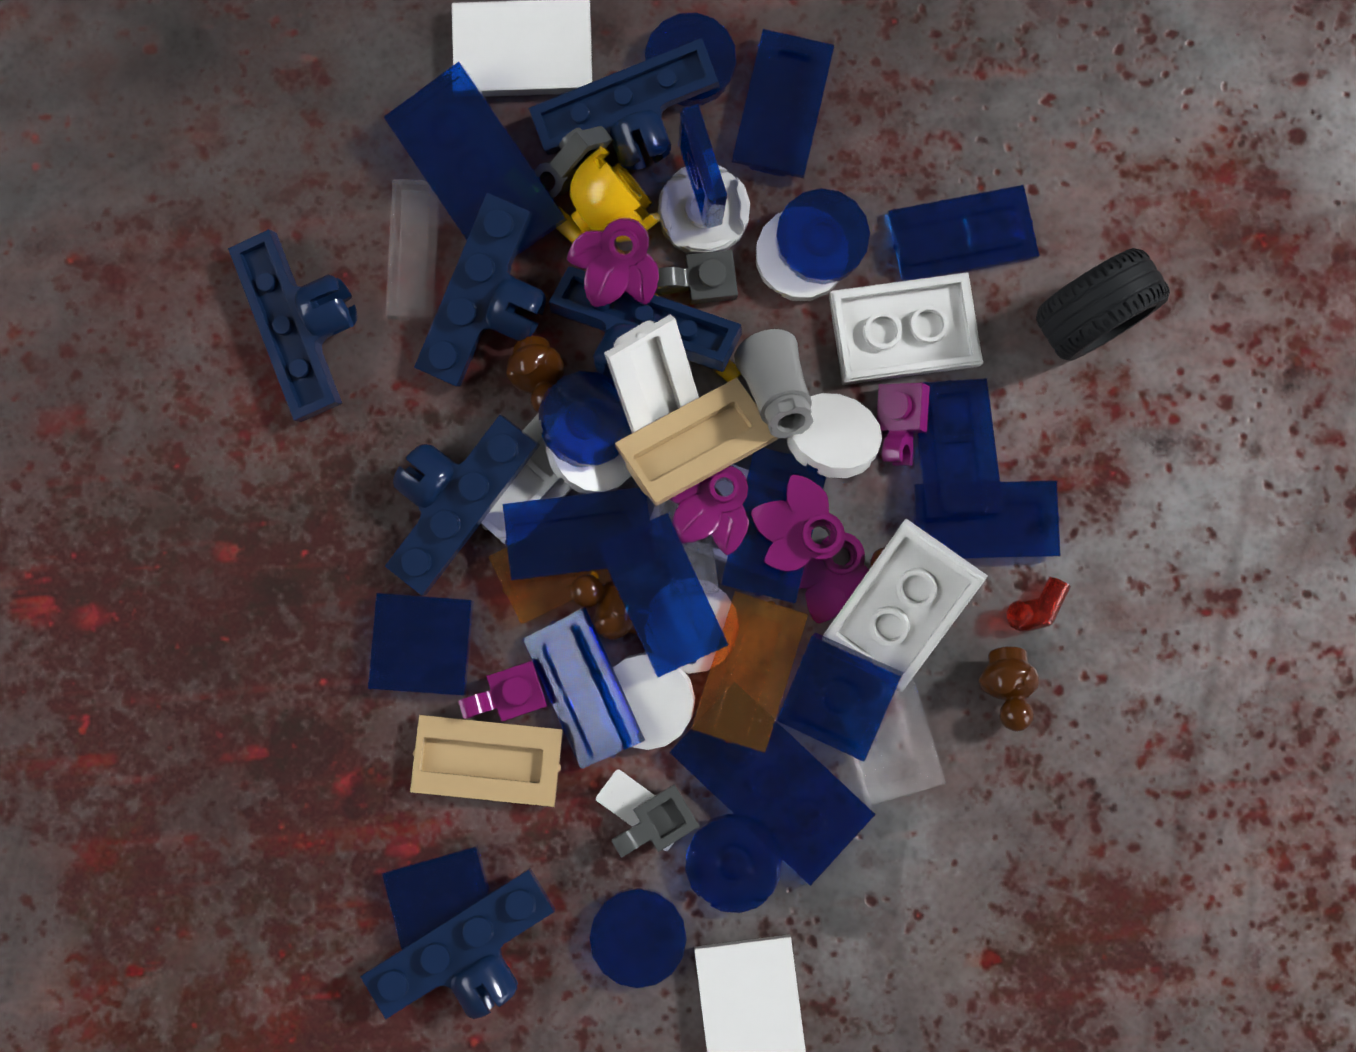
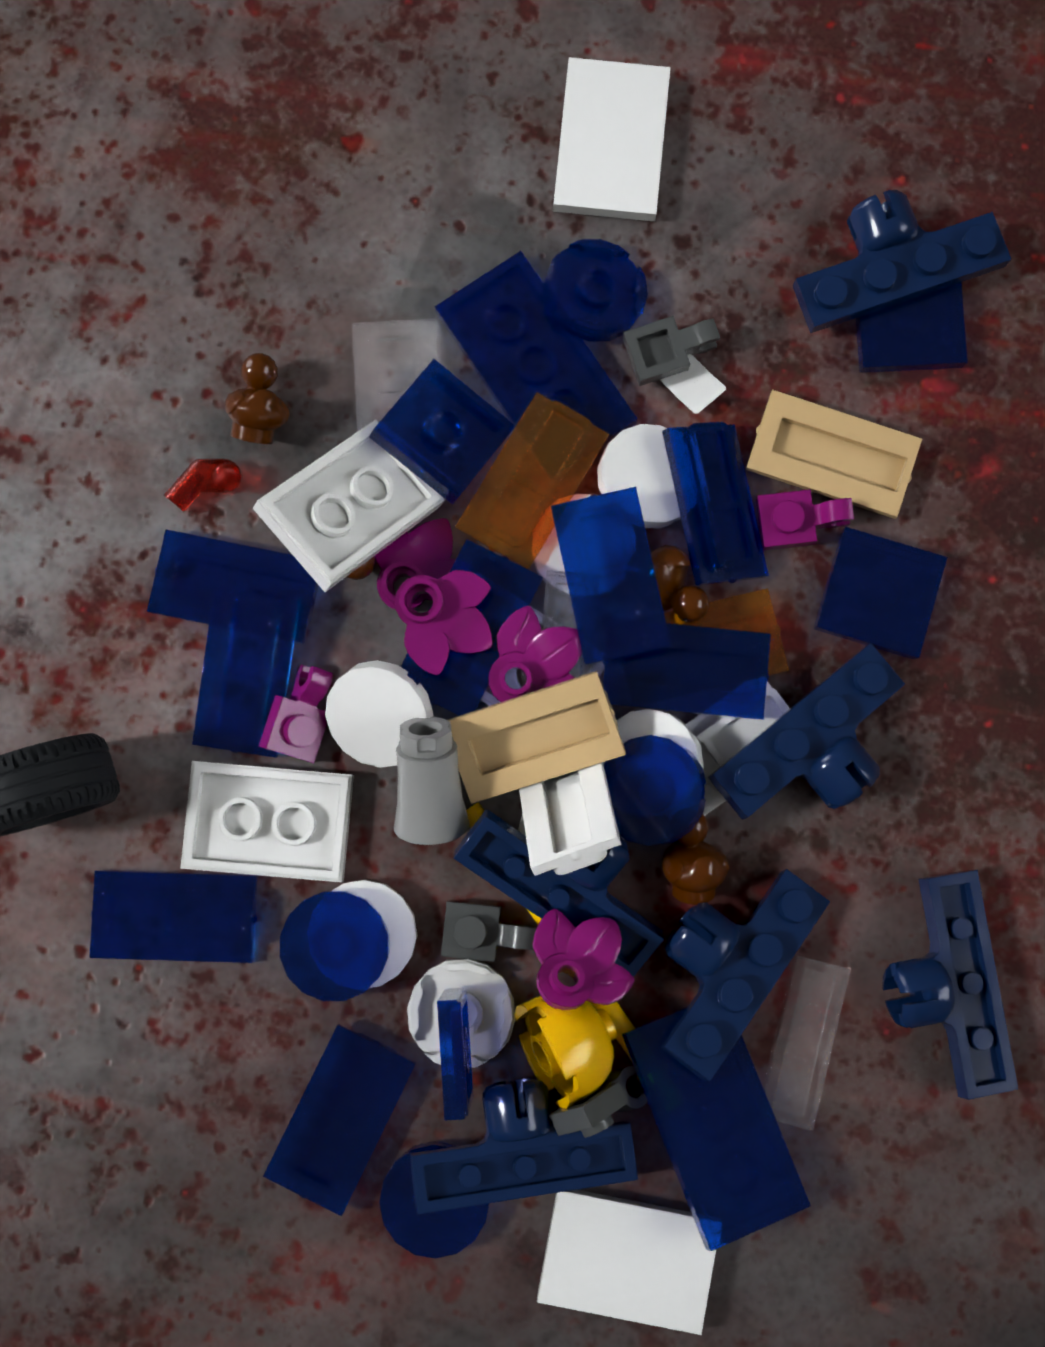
camera: 165 degrees left, 0 degrees up
(638, 937) = (711, 241): clear blue tile -> none

